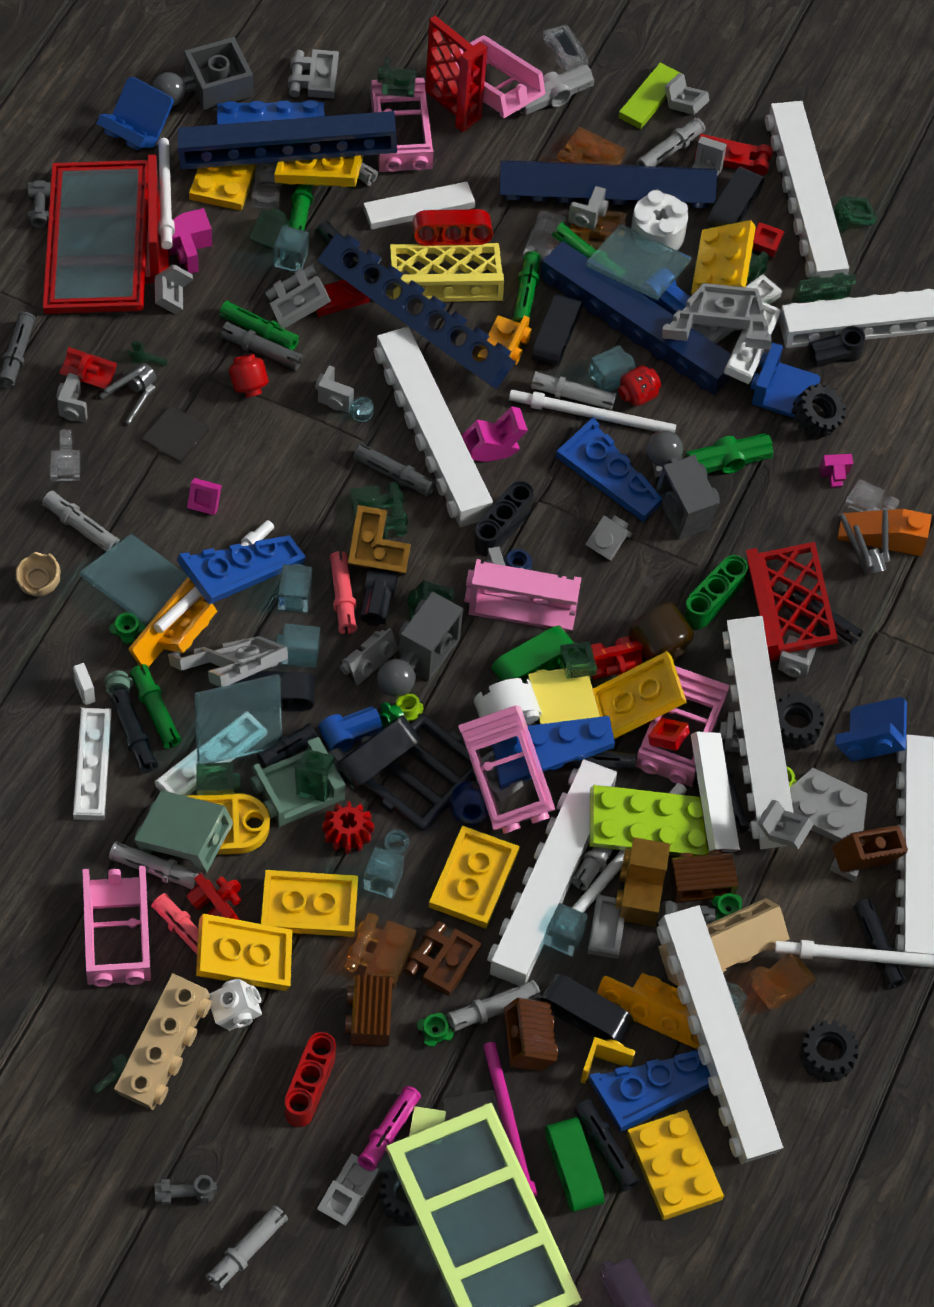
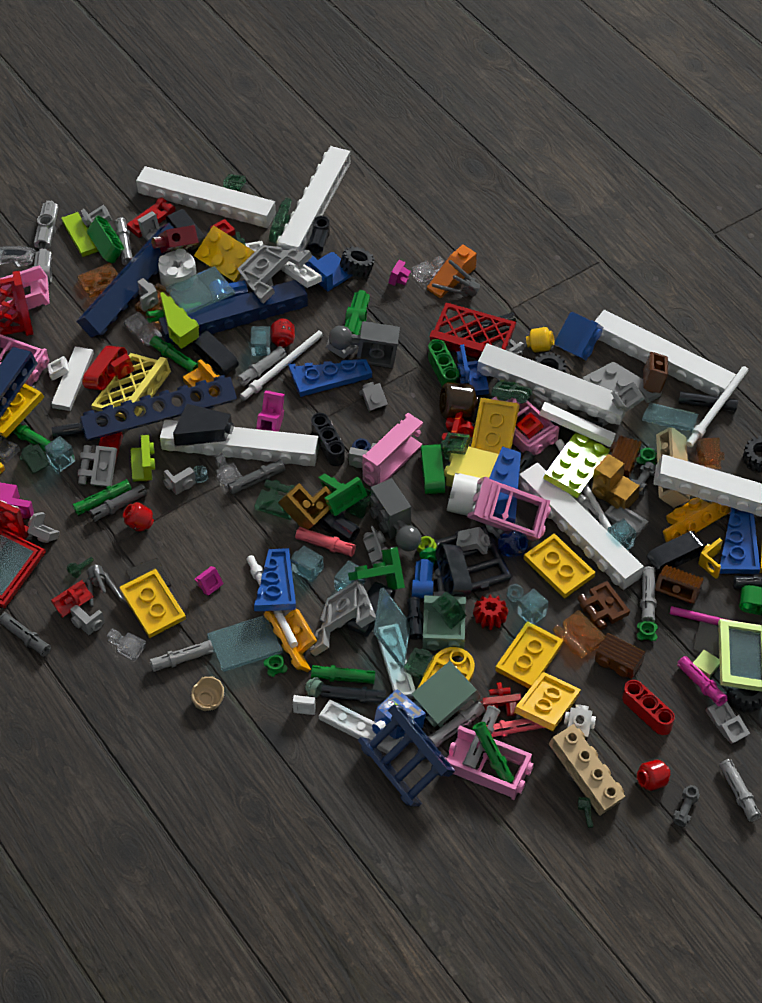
camera: 55 degrees left, 5 degrees down
(80, 833) = (426, 750): none -> dark blue fence
(117, 932) = (497, 761): none -> green pin
(121, 791) = (383, 716): none -> blue torso
(127, 897) = (471, 760): none -> light grey pin
(135, 453) = (152, 603): none -> yellow plate
(207, 1129) = (653, 775): none -> red head
(323, 667) = (390, 567): none -> green bracket
(338, 338) = (141, 460): none -> lime bracket
(384, 437) = (226, 473): none -> clear plate
(413, 572) = (342, 494): none -> green bracket
(414, 366) = (202, 426): none -> black slope
(421, 181) = (58, 368): none -> white tile
(443, 755) = (473, 539): none -> light grey bracket
(462, 242) = (122, 366): none -> red plate
(558, 261) = (179, 325): none -> lime slope
(634, 53) = (46, 225): none -> light grey piece
(654, 123) = (105, 239): none -> green beam
(701, 196) = (176, 238): none -> dark red torso
(703, 676) = (506, 390): none -> clear green plate
(708, 623) = (470, 375): none -> blue bracket
(806, 902) = (670, 417): none -> clear light blue piece
(840, 687) = (540, 339): none -> yellow head

